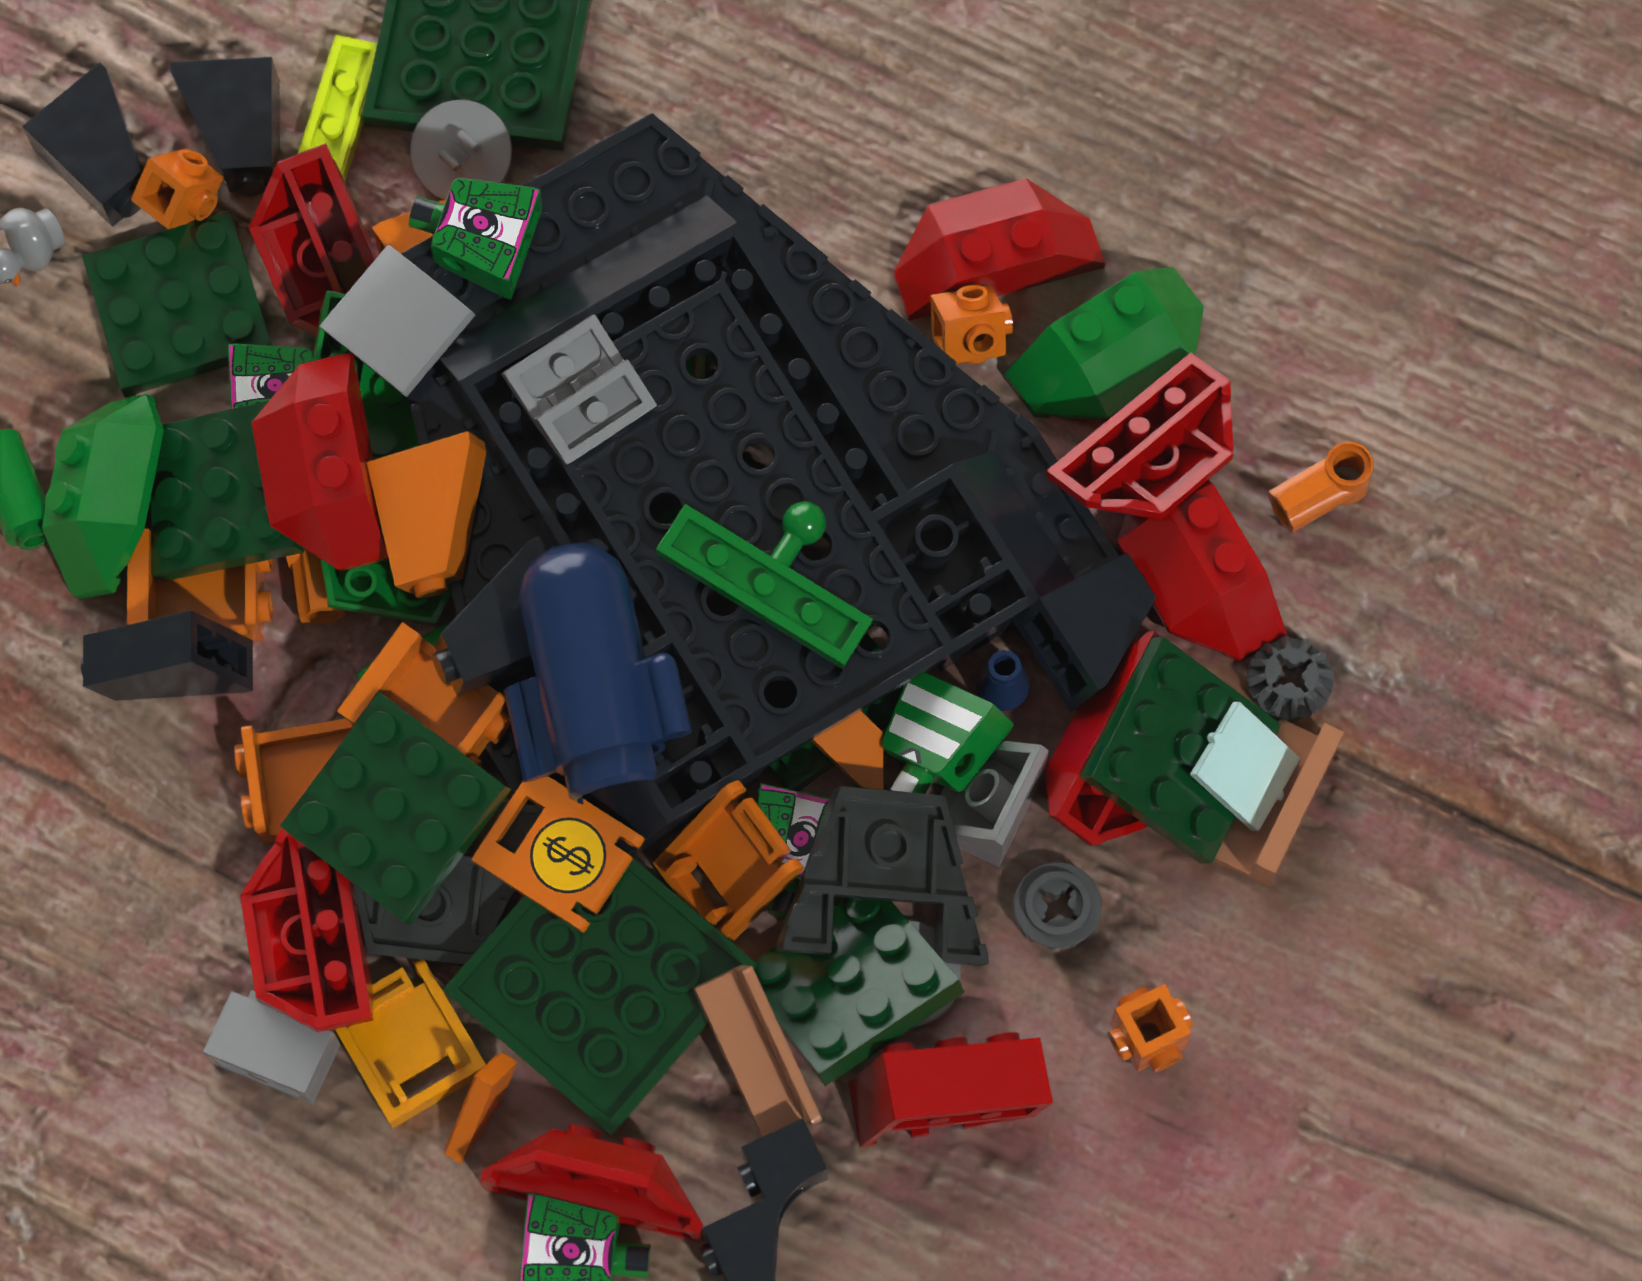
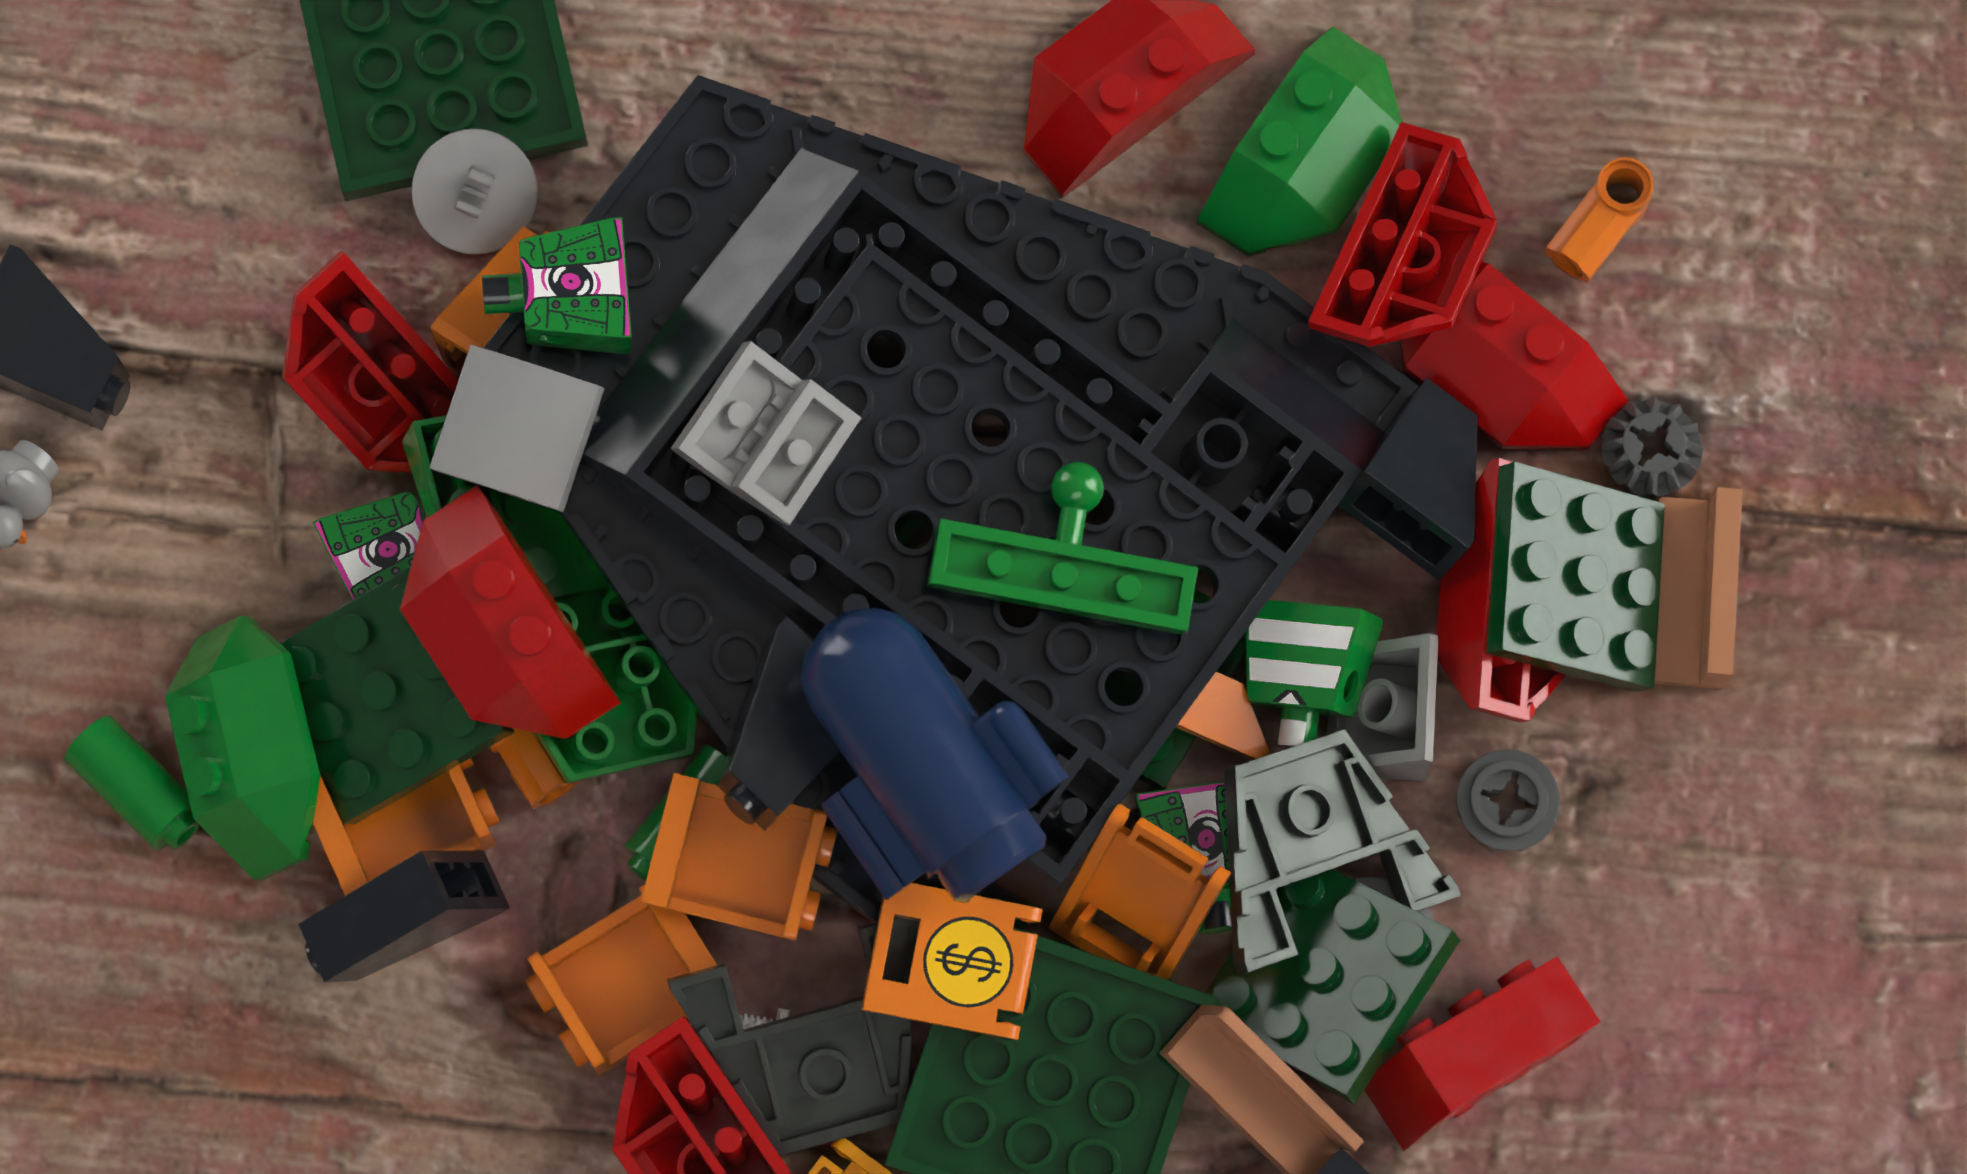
camera: 25 degrees left, 5 degrees up
(175, 302) = (221, 492): dark green plate -> none
(178, 188) = (168, 359): orange brick -> none
(236, 116) = (192, 250): black slope -> none
(341, 100) = (304, 189): neon yellow tile -> none
(395, 808) = (753, 985): dark green plate -> none
(428, 510) = (644, 633): orange slope -> none
(970, 324) = (1141, 179): orange brick -> none
(1003, 691) = (1342, 586): dark blue cone -> none
(1150, 1010) = (1680, 879): orange brick -> none
(1245, 766) = (1651, 568): light aqua piece -> none

